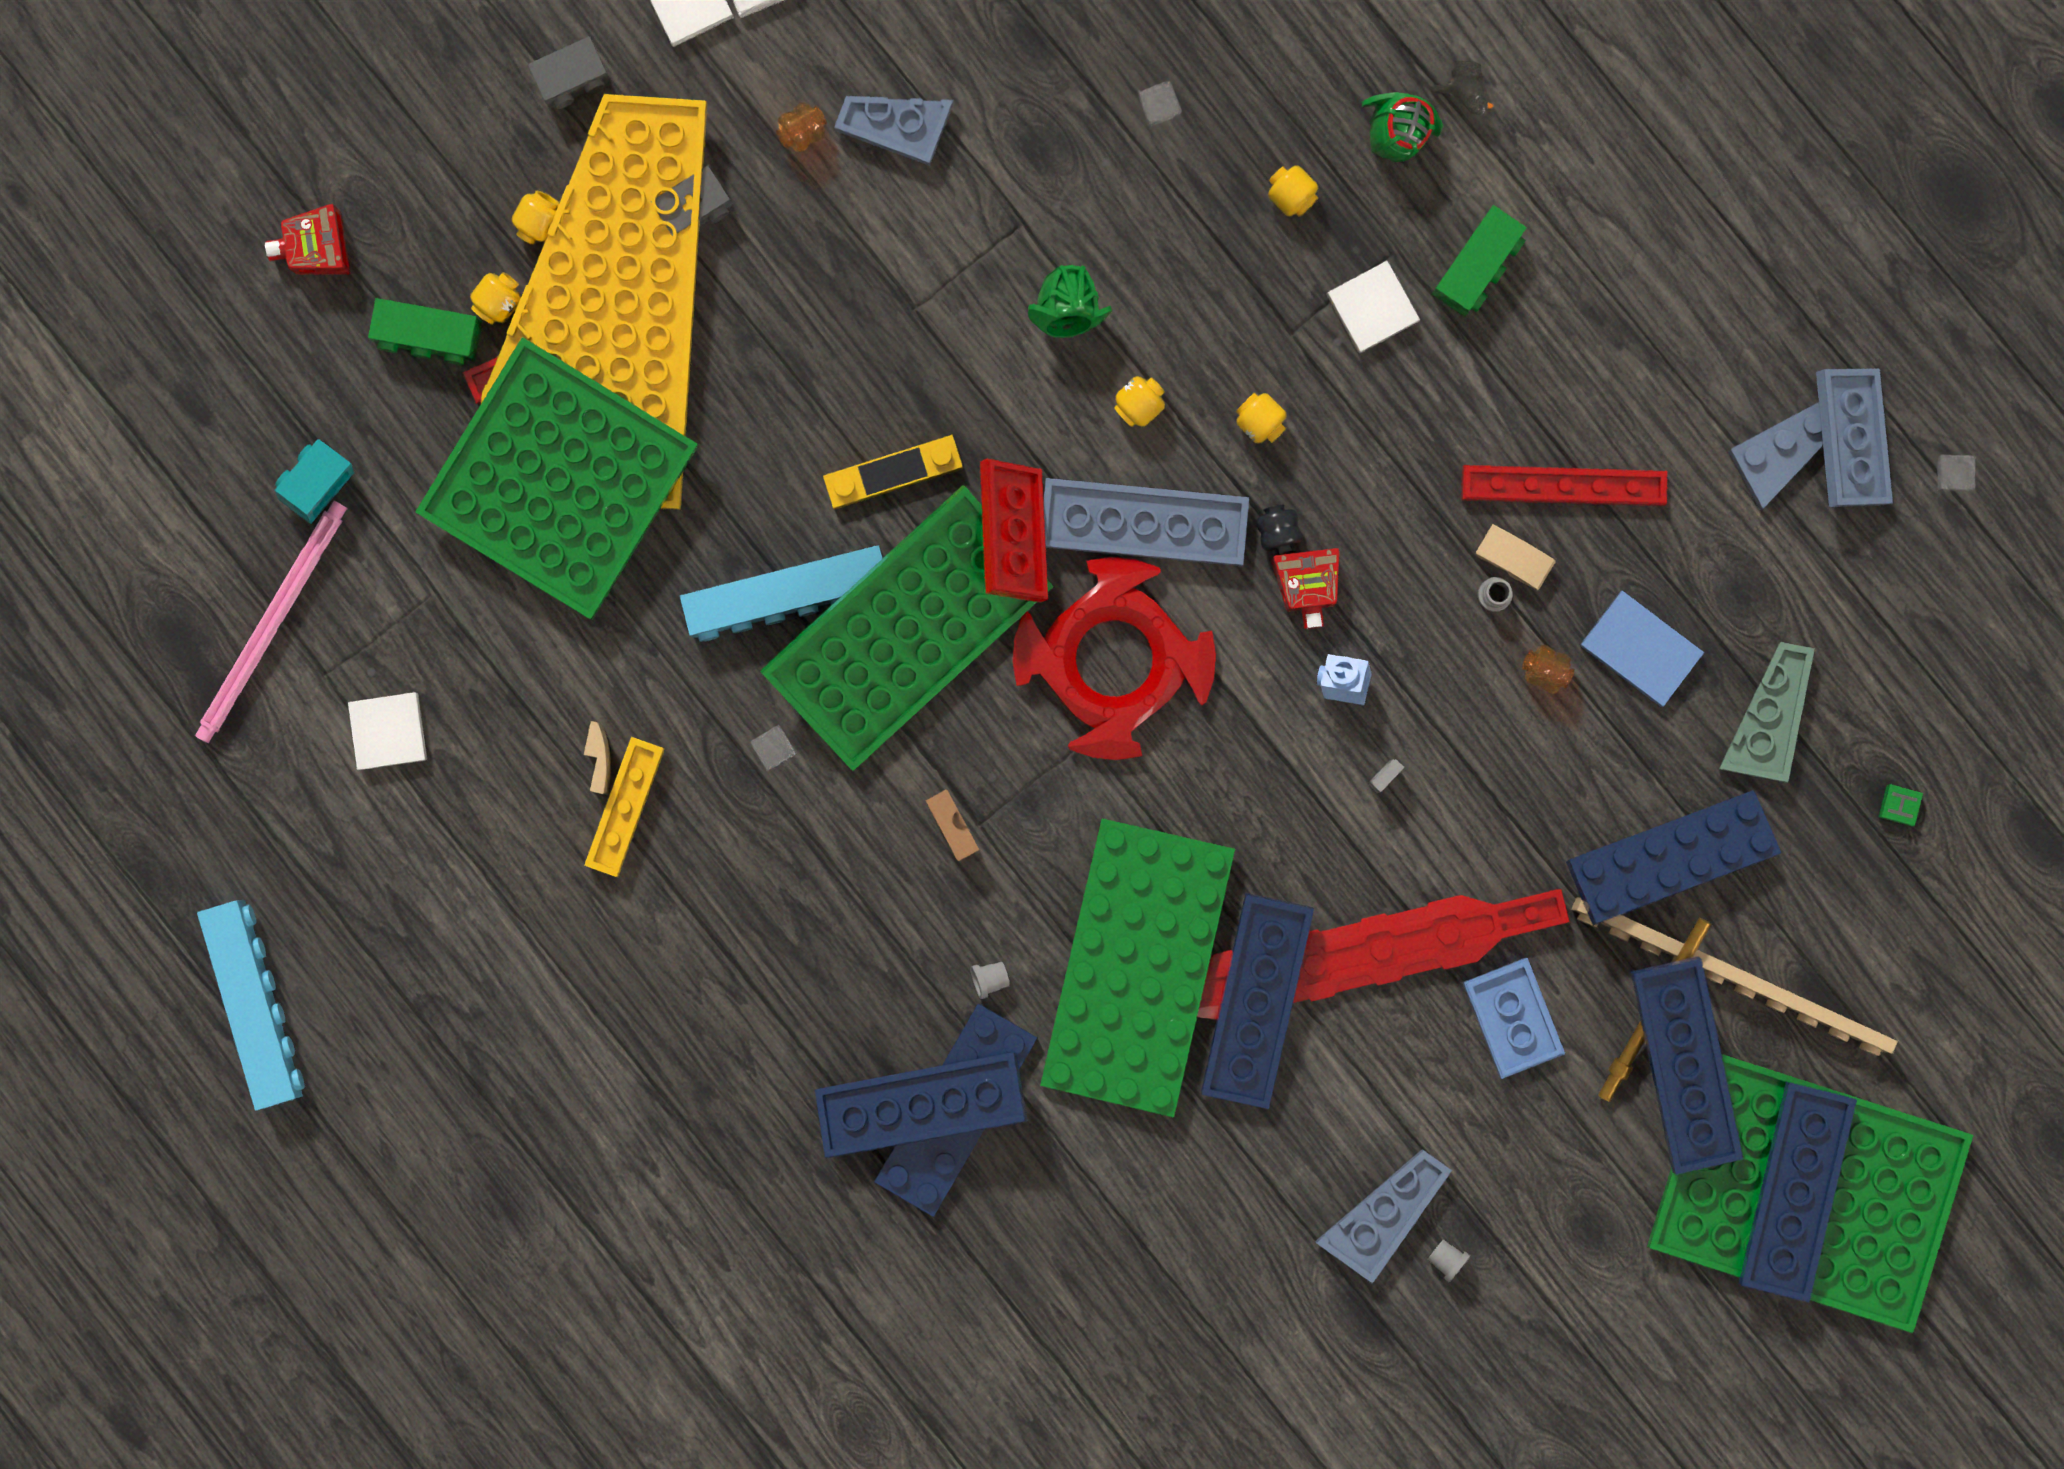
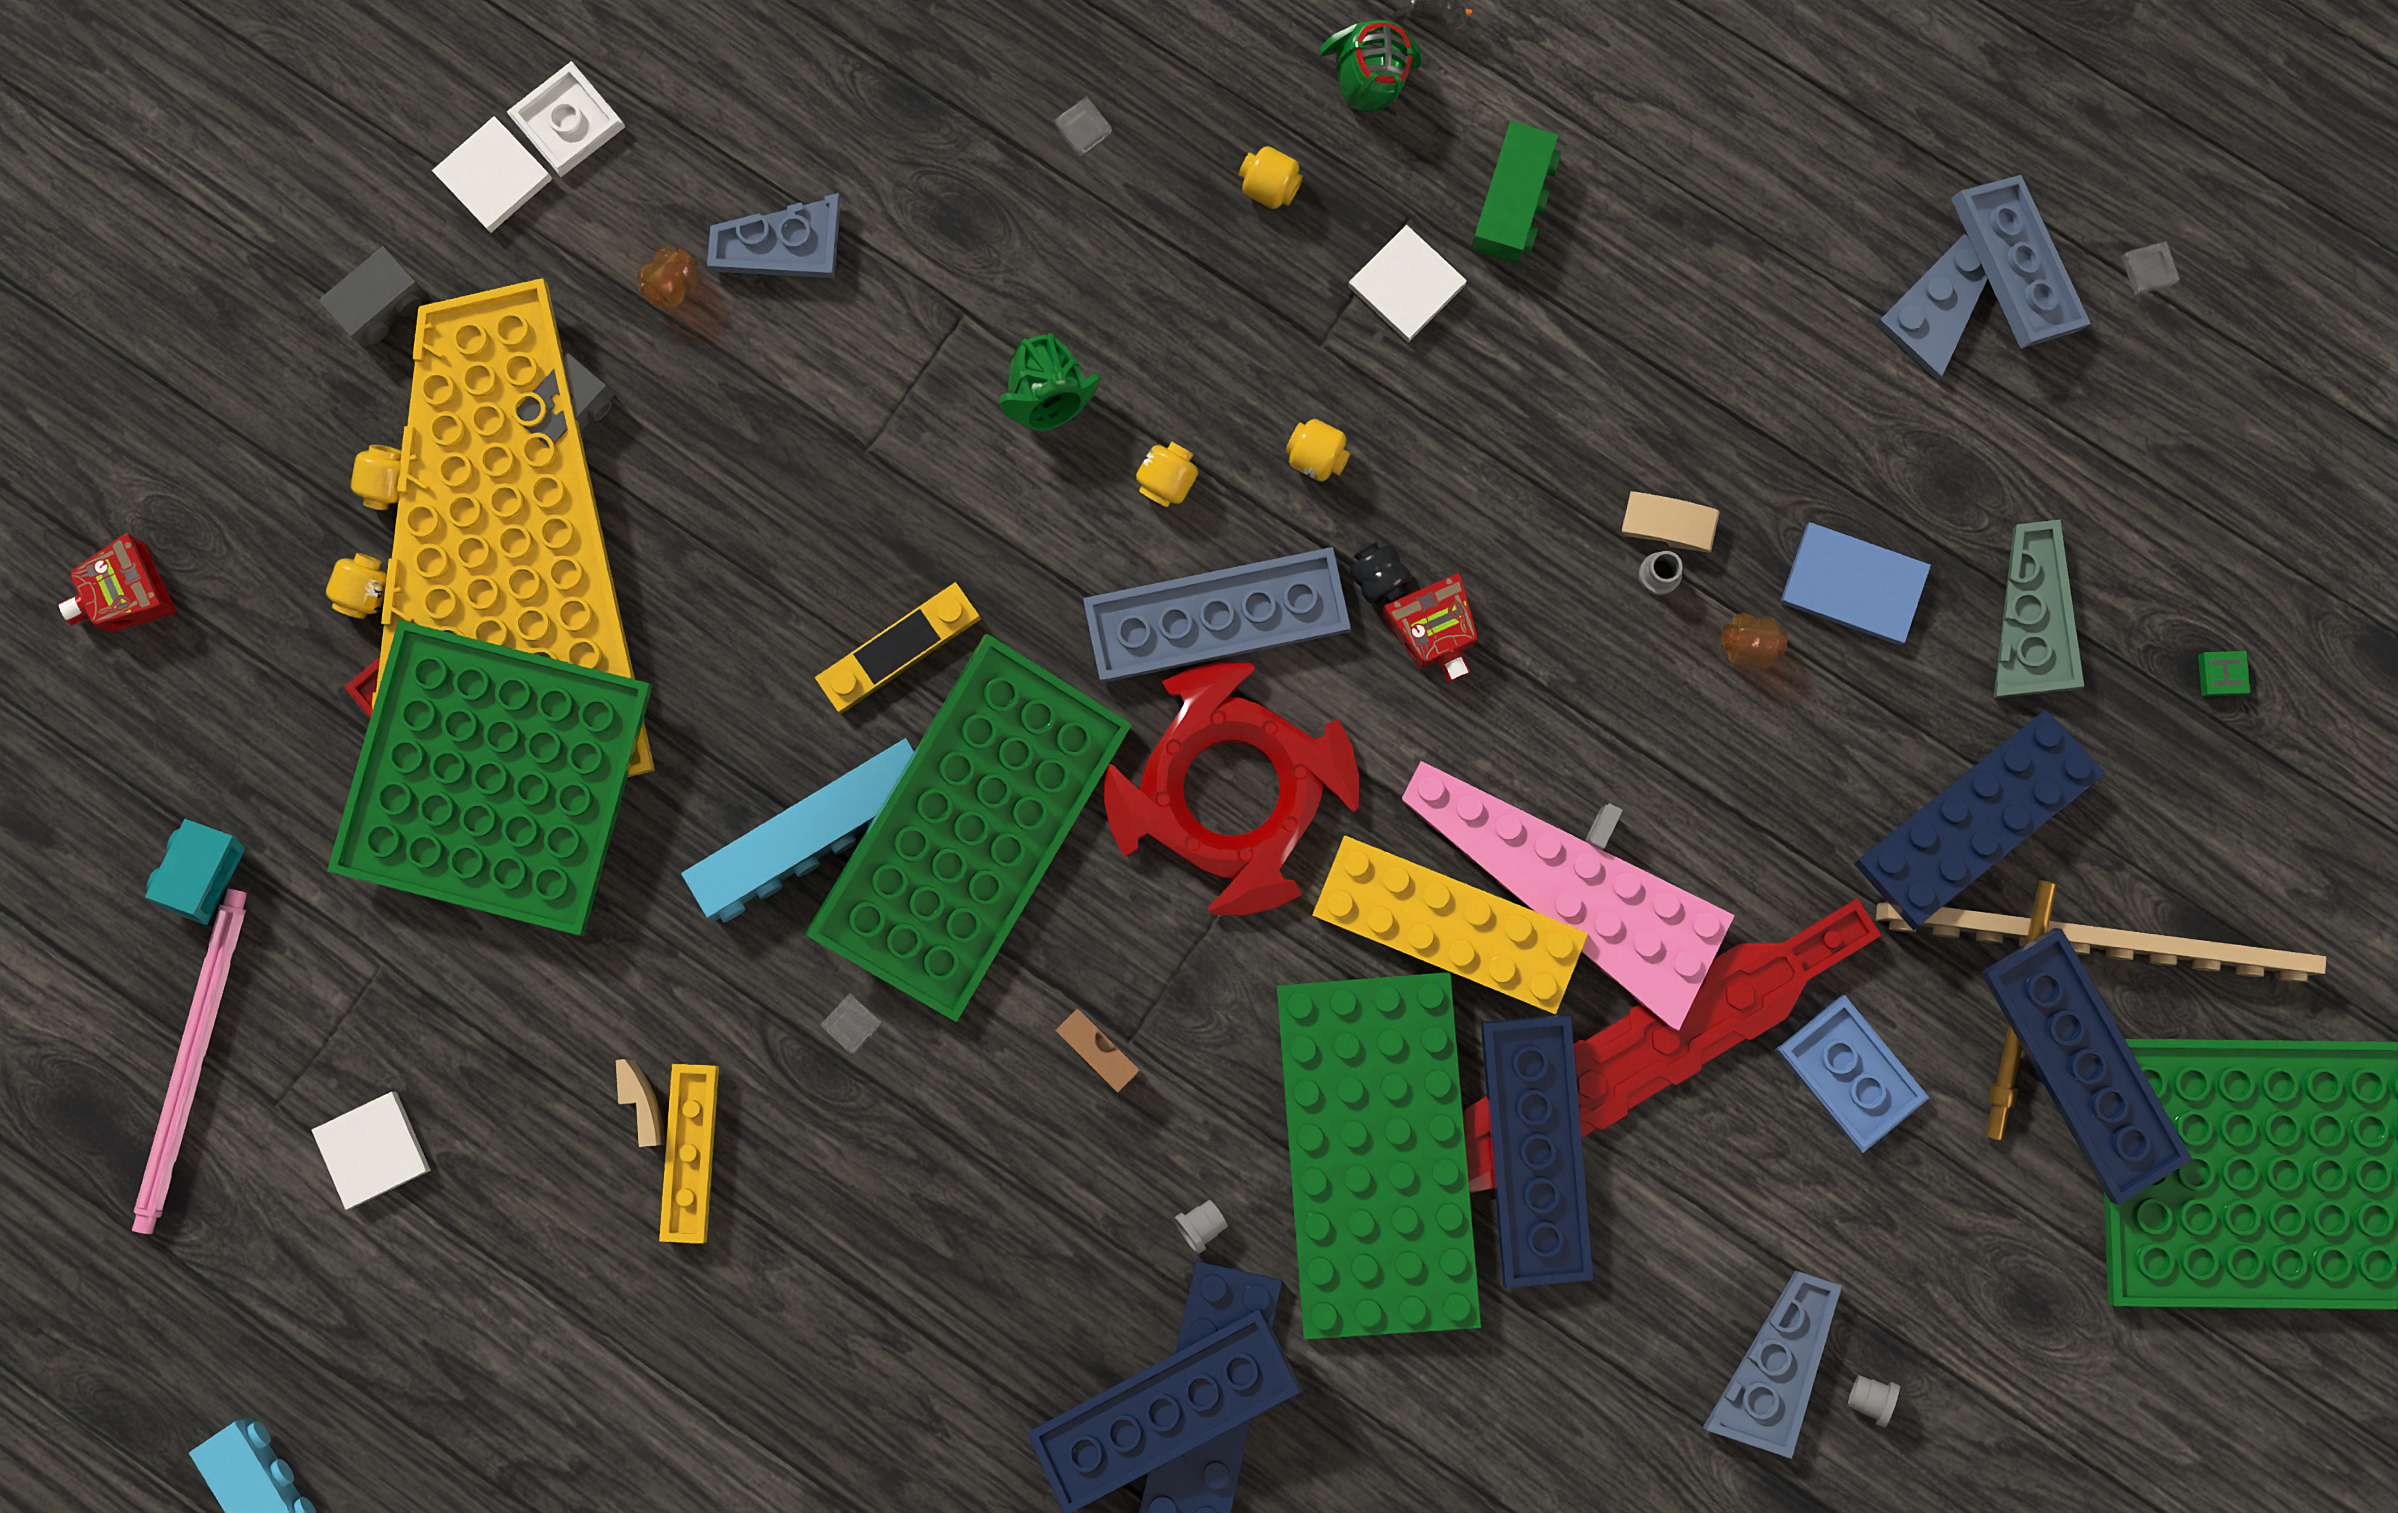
camera: 15 degrees left, 5 degrees down
(424, 331) = (282, 651): green brick -> none
(1013, 530) = (1063, 671): red tile -> none
(1246, 812) = (1450, 924): none -> yellow plate
(1344, 679) = (1516, 727): light blue brick -> none
(1374, 844) = (1637, 925): none -> bright pink wing
(1564, 485) = (1699, 421): red tile -> none
(1797, 1191) = (2272, 1180): dark blue plate -> none

